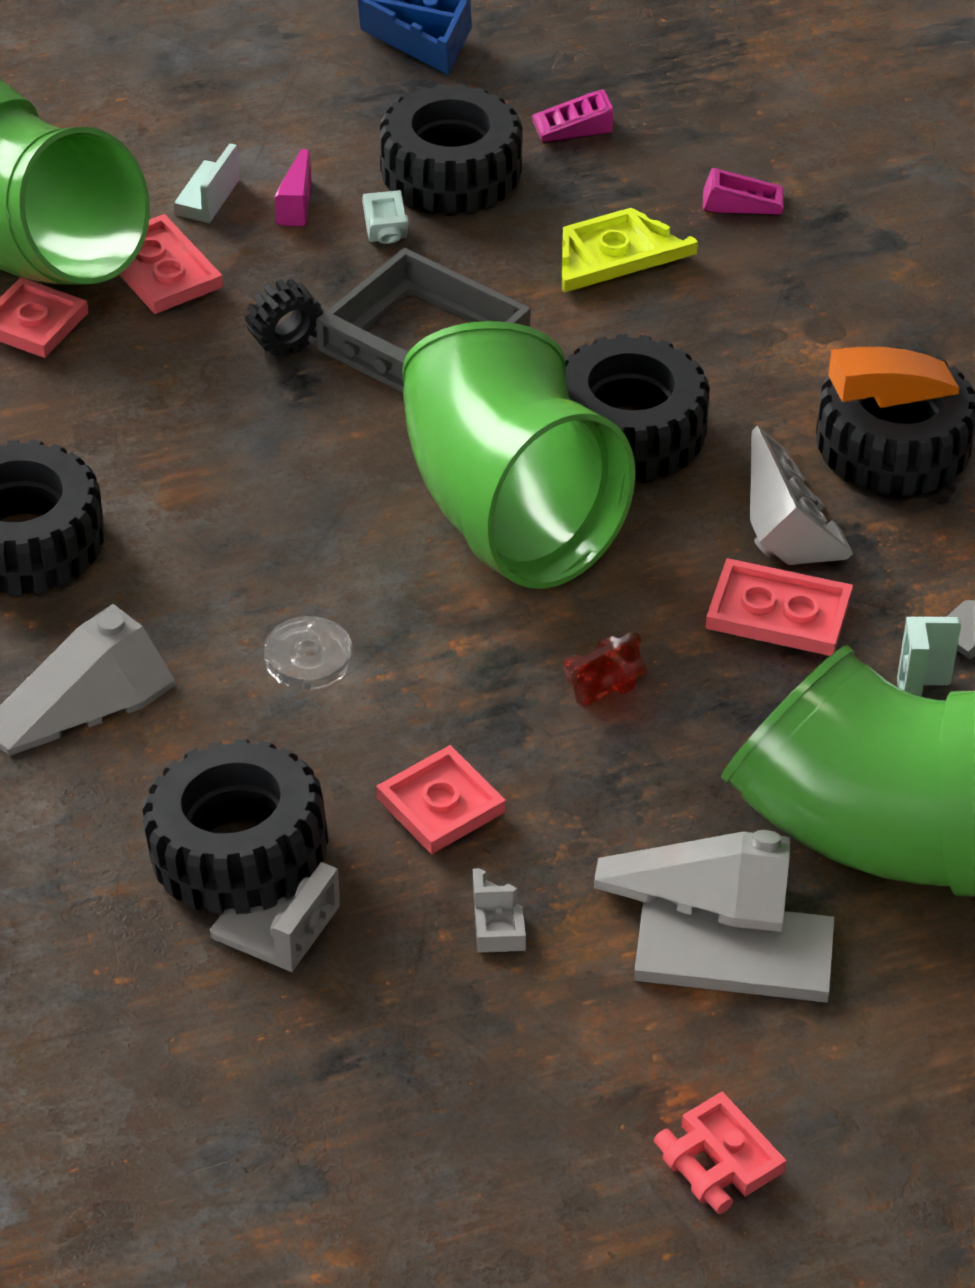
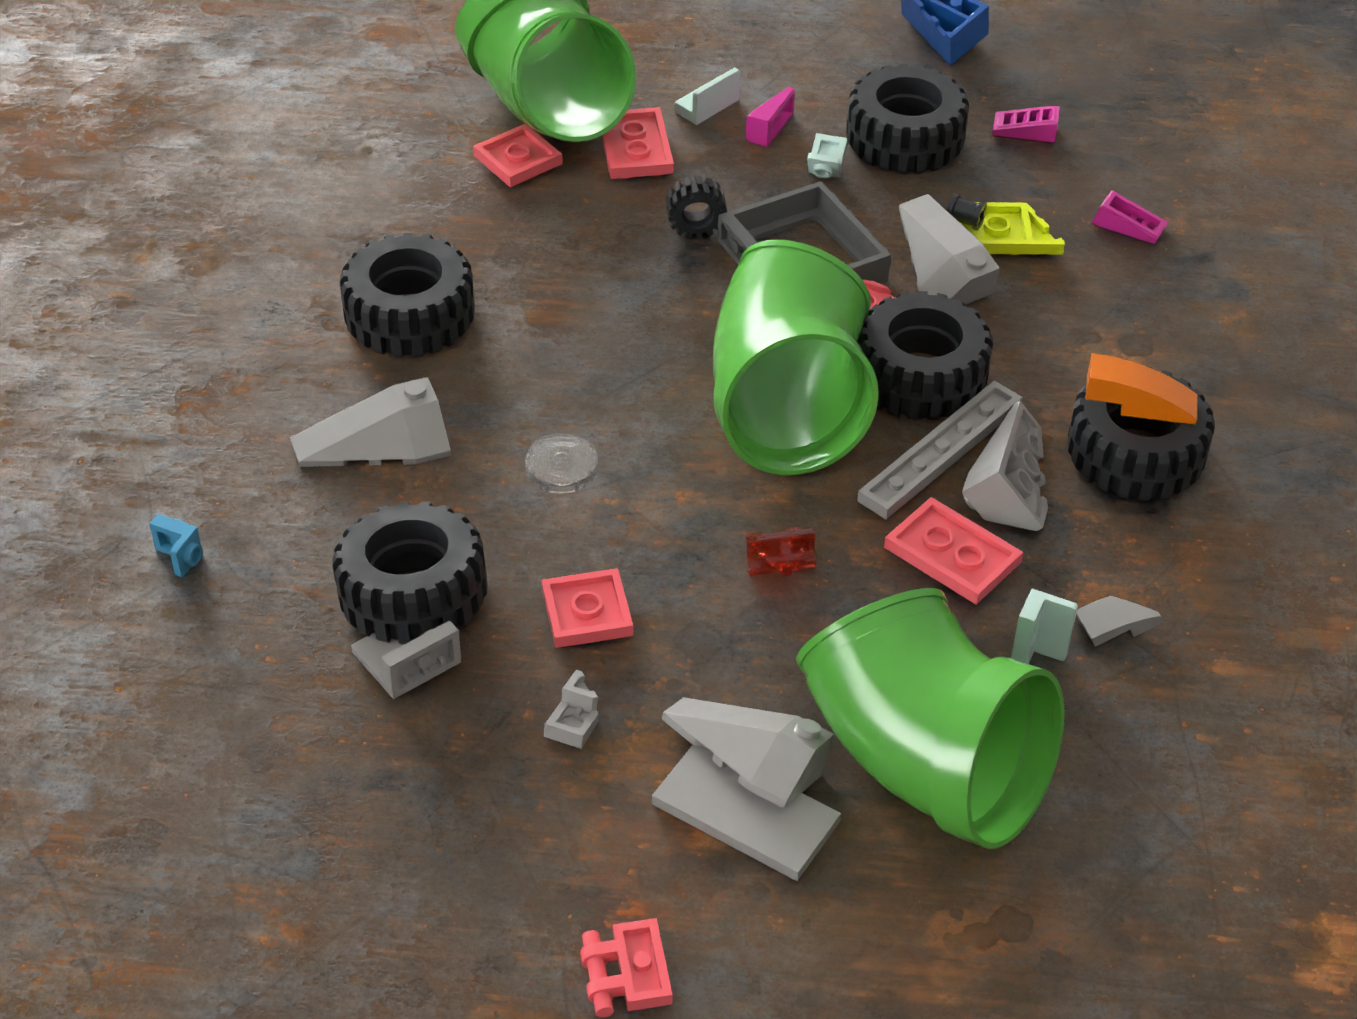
camera: 25 degrees right, 0 degrees up
(581, 236) = (967, 211): none -> black bush
(583, 288) = (946, 253): none -> light grey wedge
(701, 506) = (938, 450): none -> light grey plate

